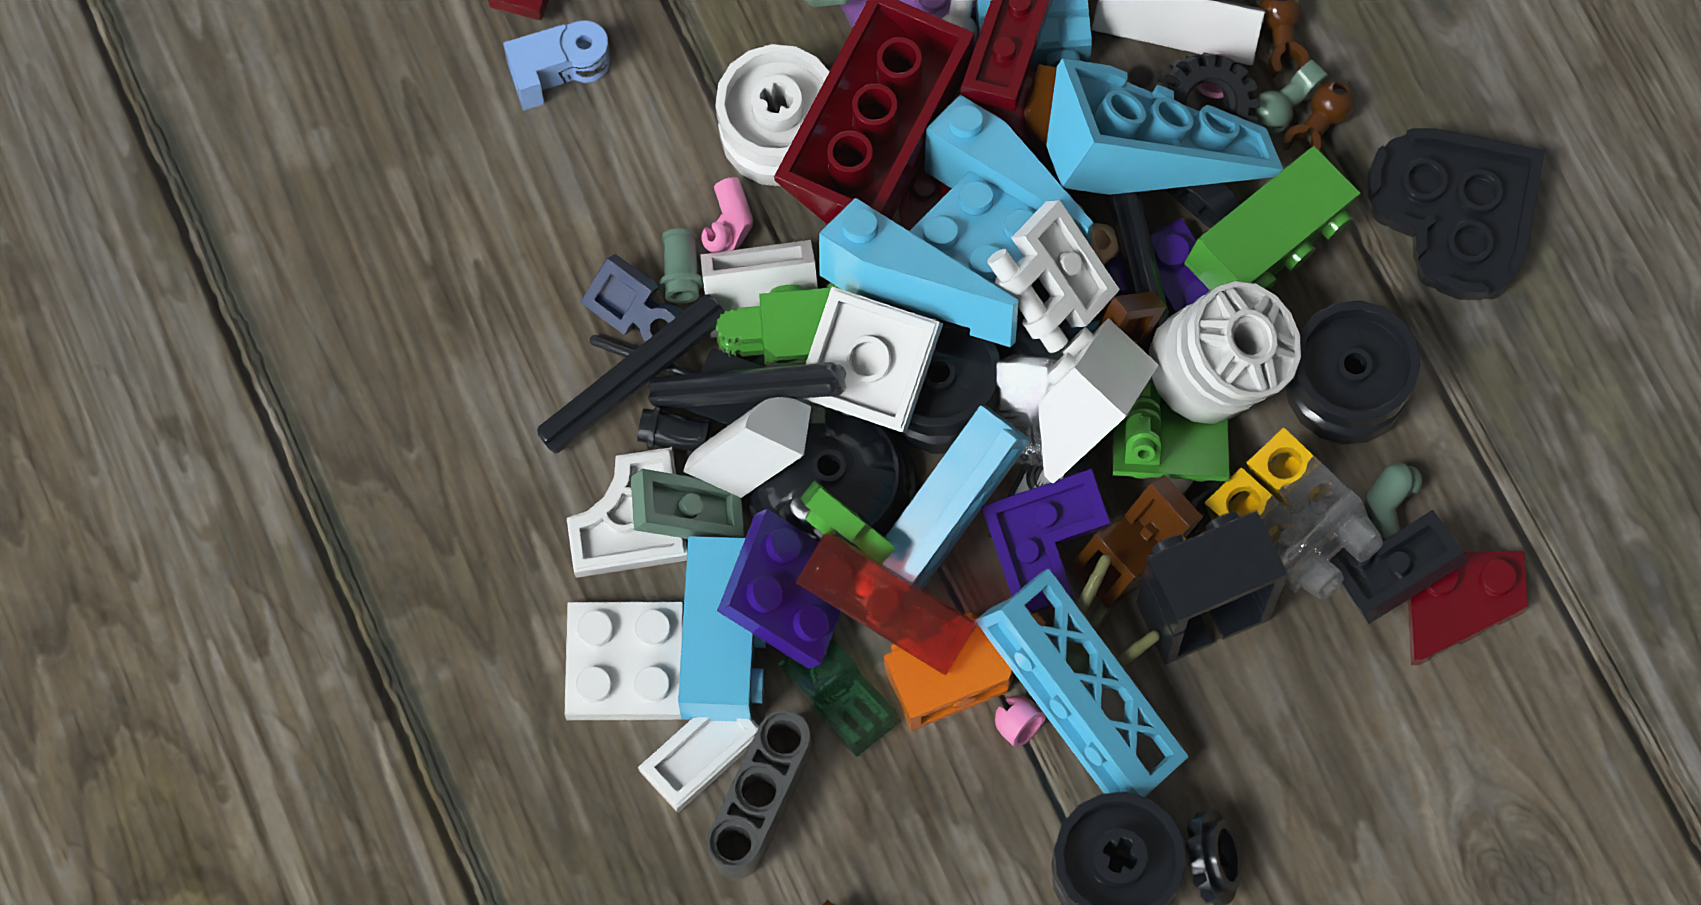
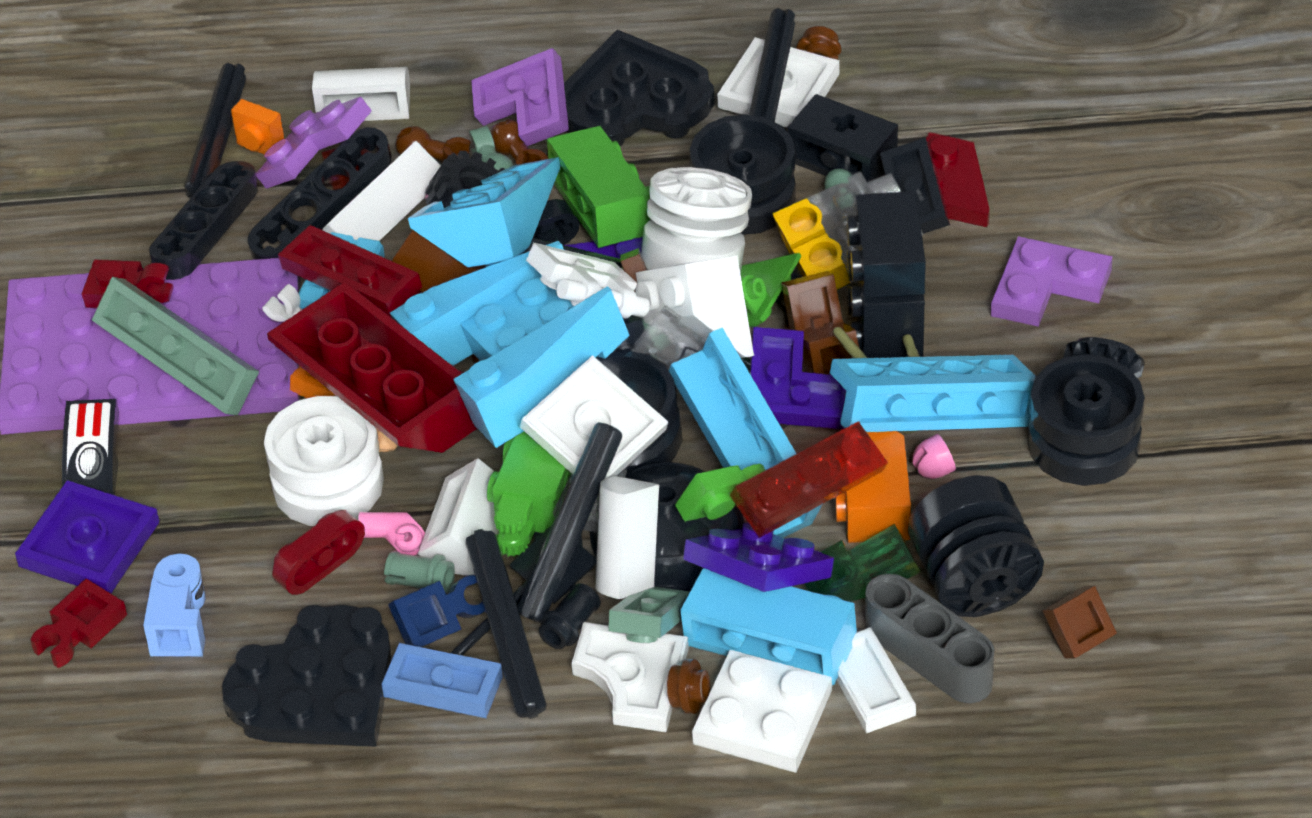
camera: 70 degrees left, 25 degrees down
(517, 229) = (317, 683): none -> black plate
(550, 343) = (442, 680): none -> medium blue plate
(619, 578) = (688, 686): none -> reddish brown plate
(651, 153) = (318, 552): none -> dark red plate
(875, 803) = (975, 546): none -> black wheel
(1354, 743) = (1043, 269): none -> medium lavender plate
(1399, 98) = (527, 88): none -> medium lavender plate
(1473, 431) = (841, 137): none -> black brick
(1526, 345) = (773, 64): none -> black axle
(1536, 358) = (804, 77): none -> white plate
(1618, 381) = (820, 41): none -> reddish brown plate

